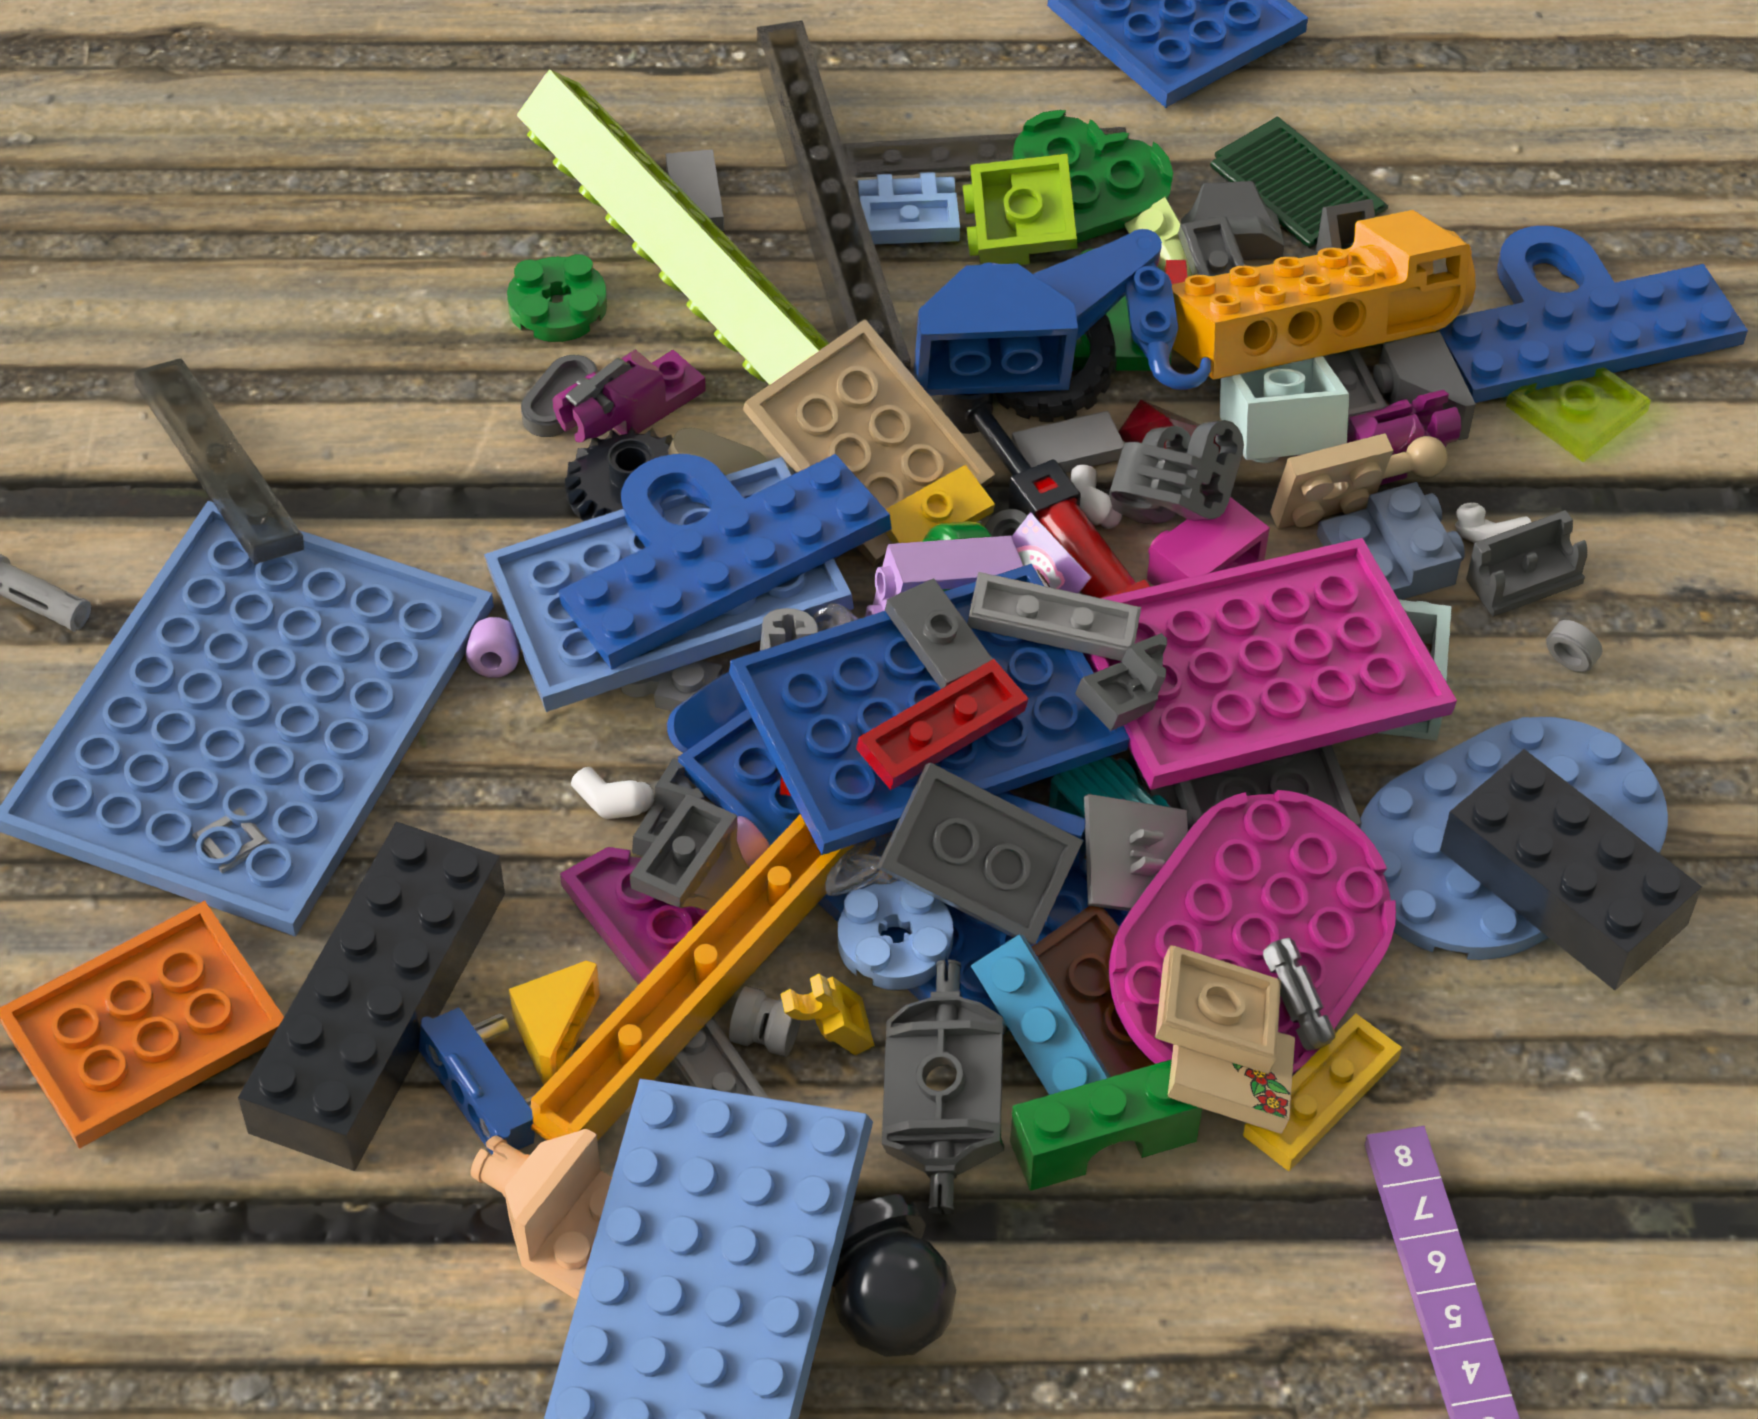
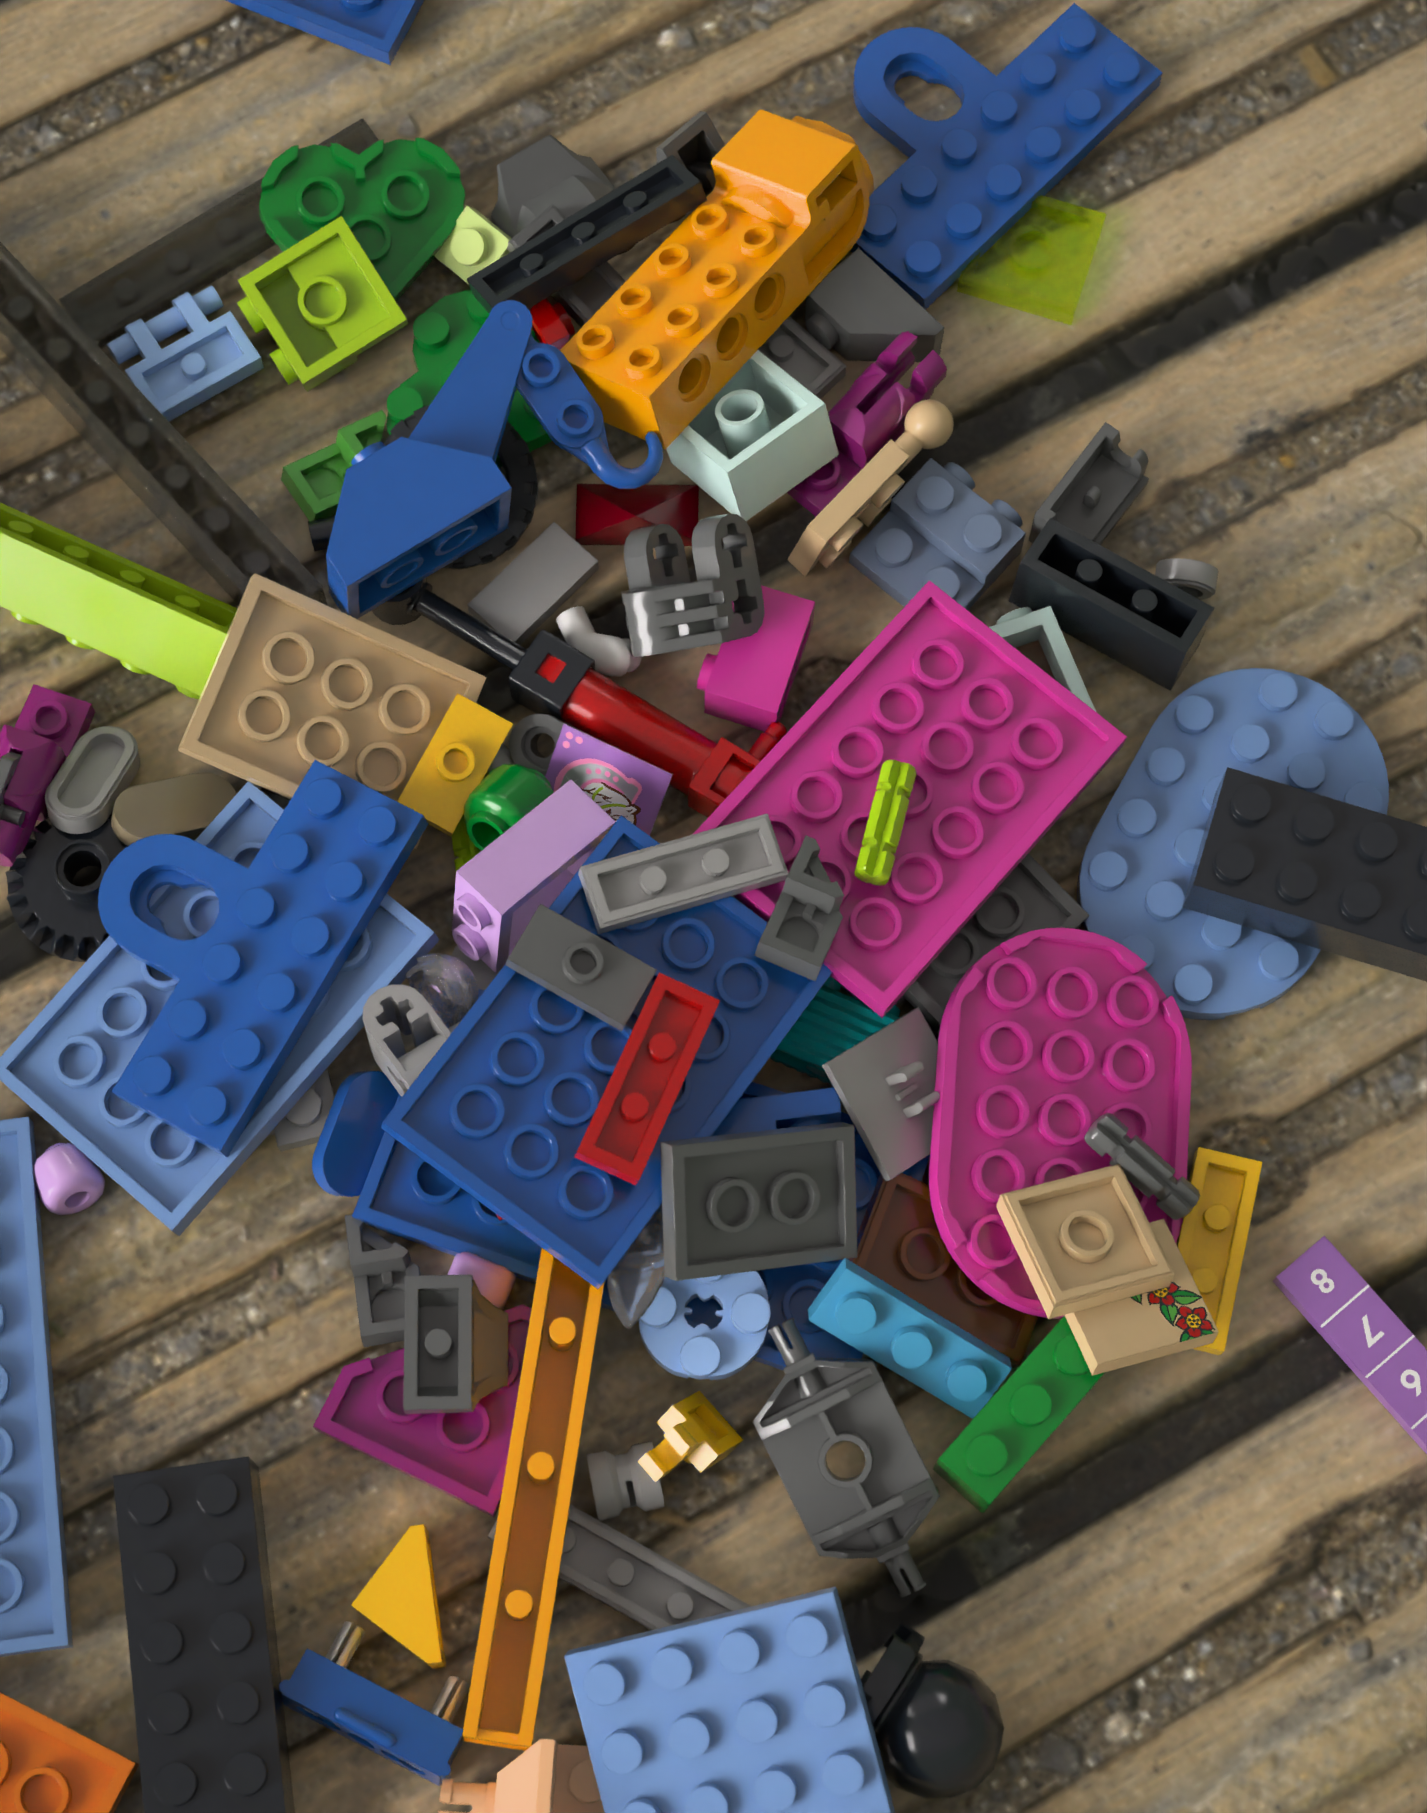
camera: 30 degrees left, 20 degrees up
(614, 798) = (308, 1298): white arm -> none
(661, 419) = (92, 779): none -> light grey tile
(1228, 658) = (885, 822): none -> lime axle
(1253, 237) = (590, 236): none -> black plate
(1291, 177) = (584, 97): dark green window -> none
(1474, 526) = (1027, 475): white arm -> none
(1503, 630) = (1111, 603): none -> black brick

